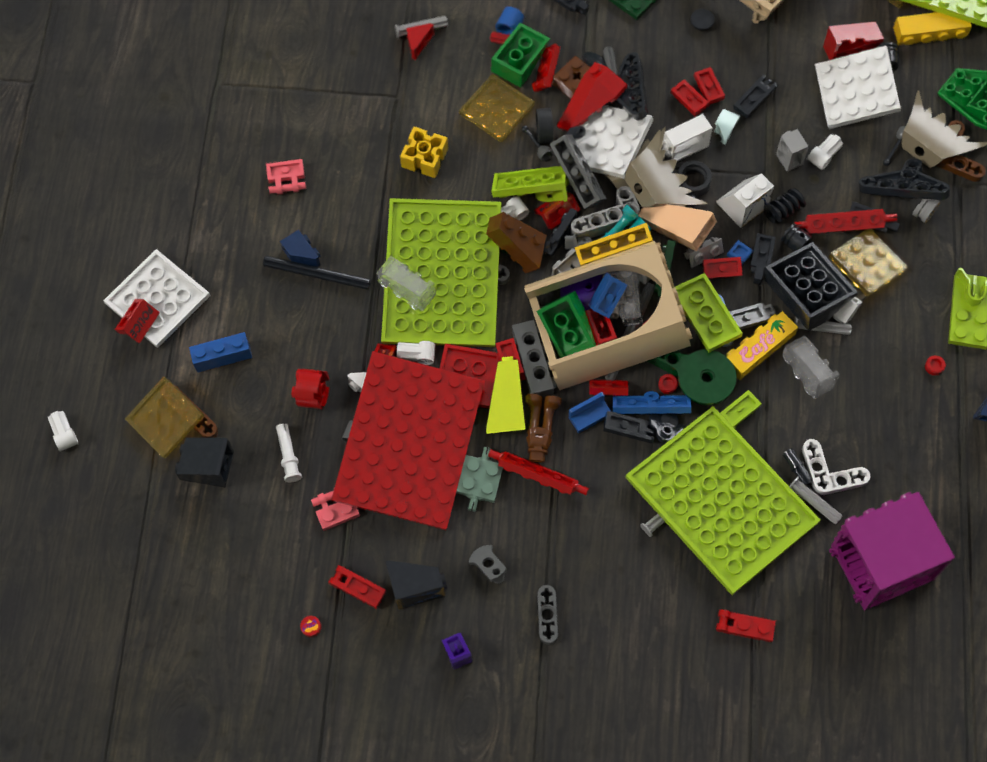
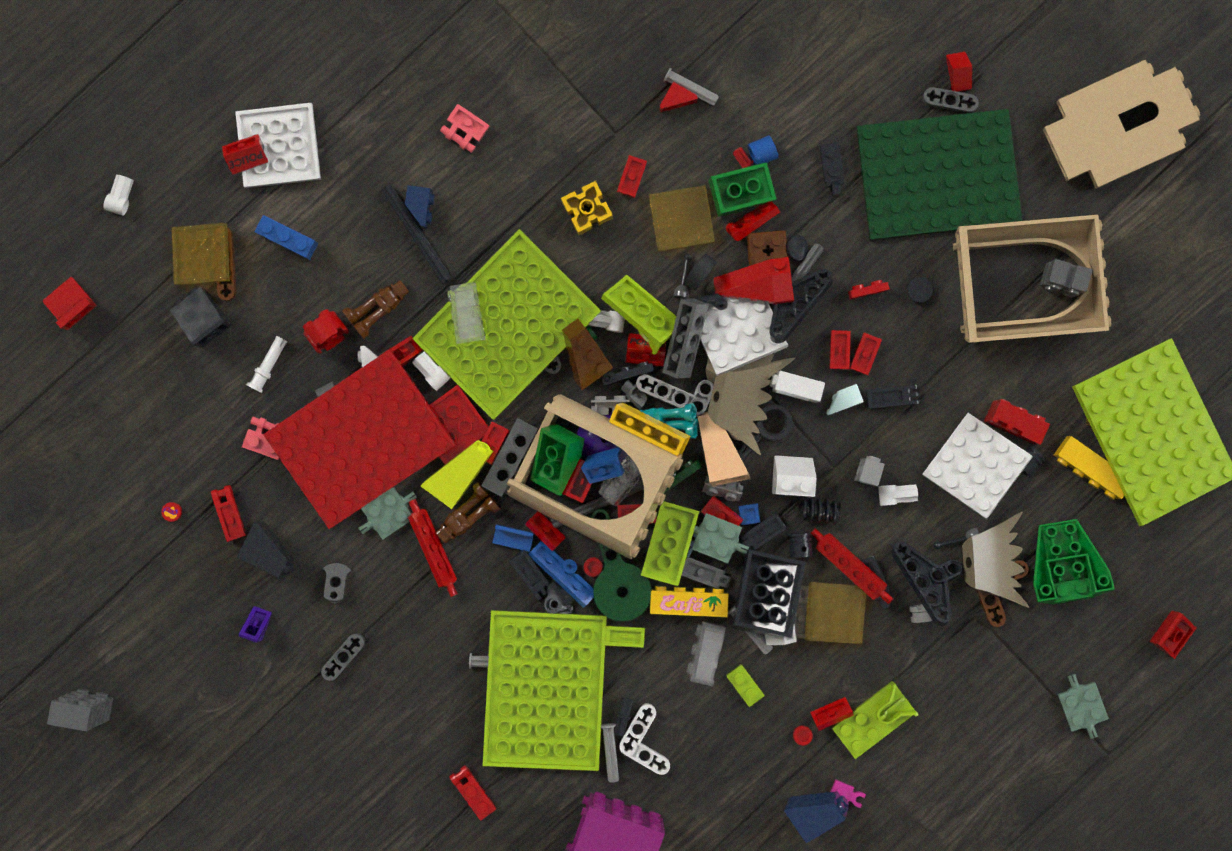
camera: 40 degrees right, 20 degrees up
(90, 541) = (69, 303): none -> red bracket
(335, 333) = (386, 299): none -> reddish brown piece
(435, 110) = (632, 176): none -> red plate
(672, 41) = (861, 291): none -> red plate
(736, 282) = (718, 538): none -> sand green plate
(859, 367) = (745, 685): none -> lime plate
(939, 330) = (832, 713): none -> red plate

